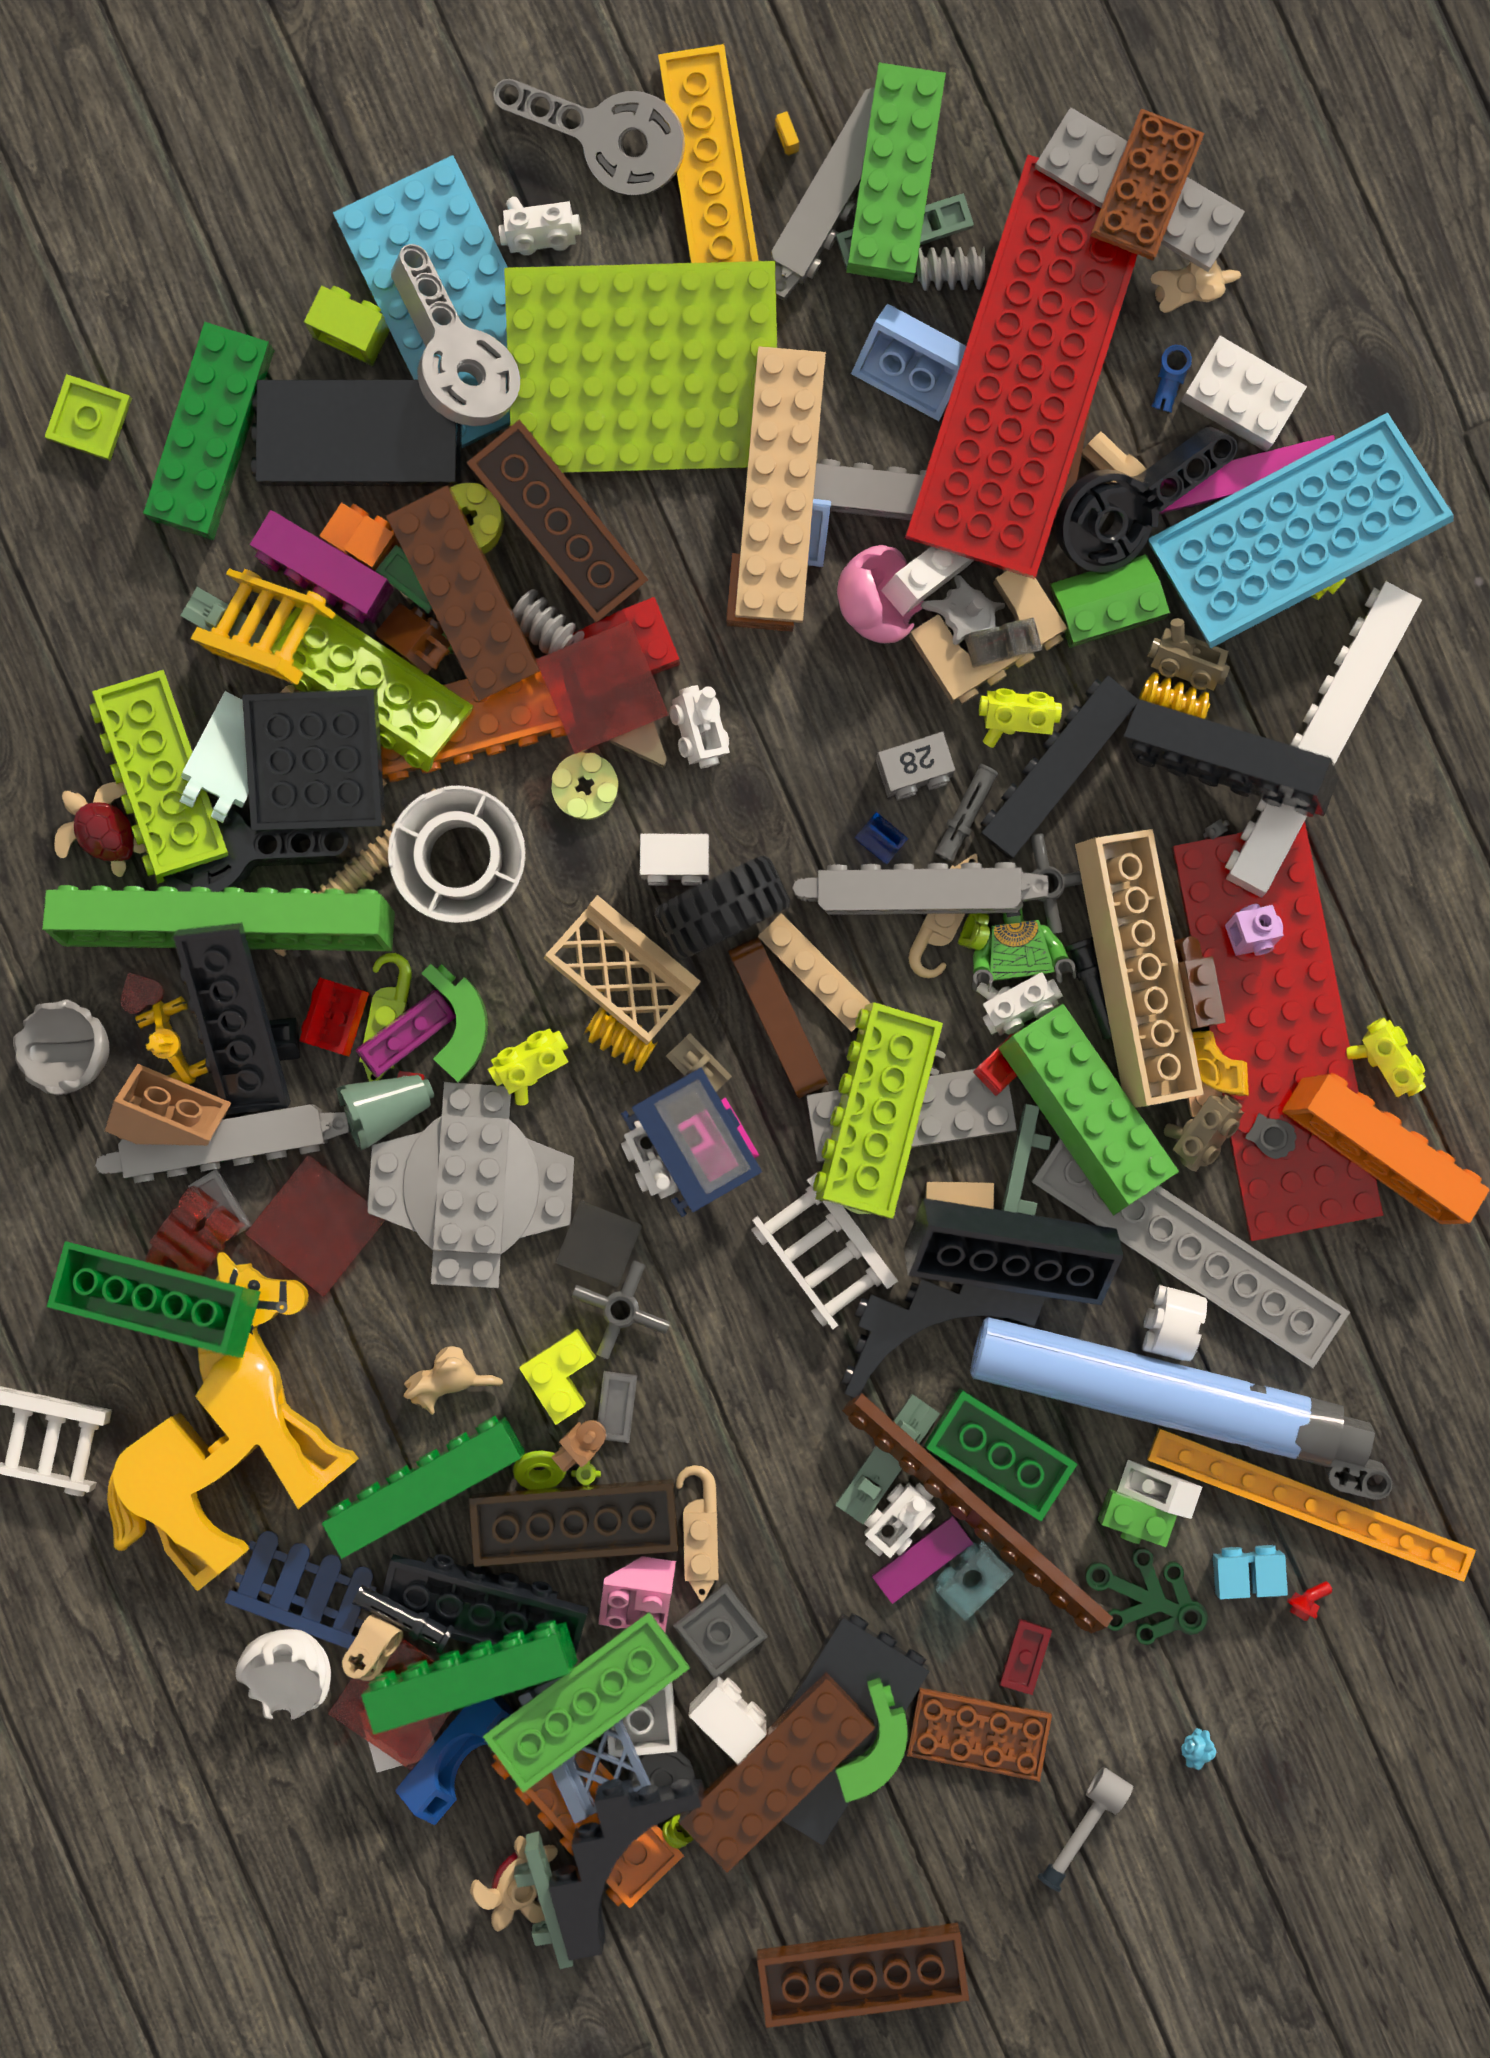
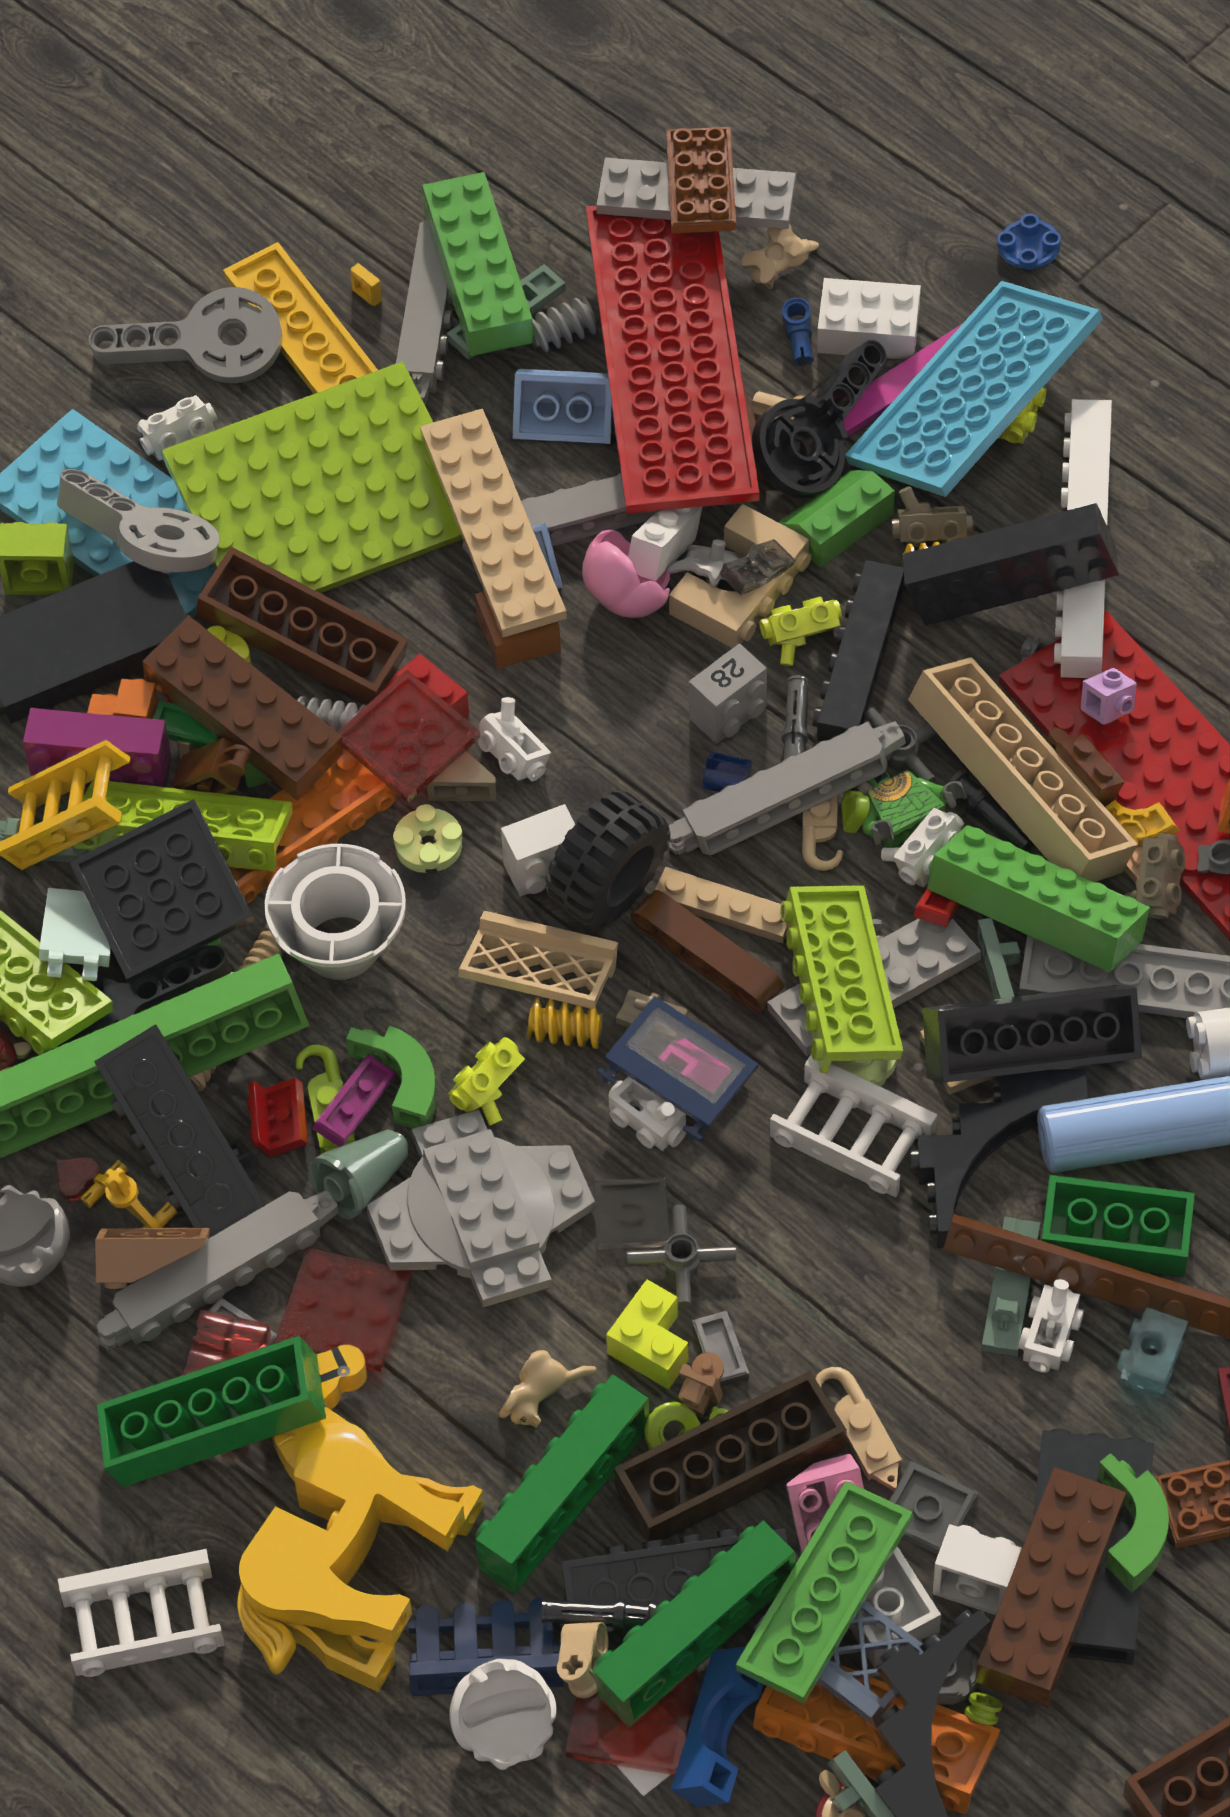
camera: 20 degrees left, 30 degrees down
(922, 1559) = (1092, 1361): magenta tile -> none
(1439, 369) = (1029, 243): none -> blue dish

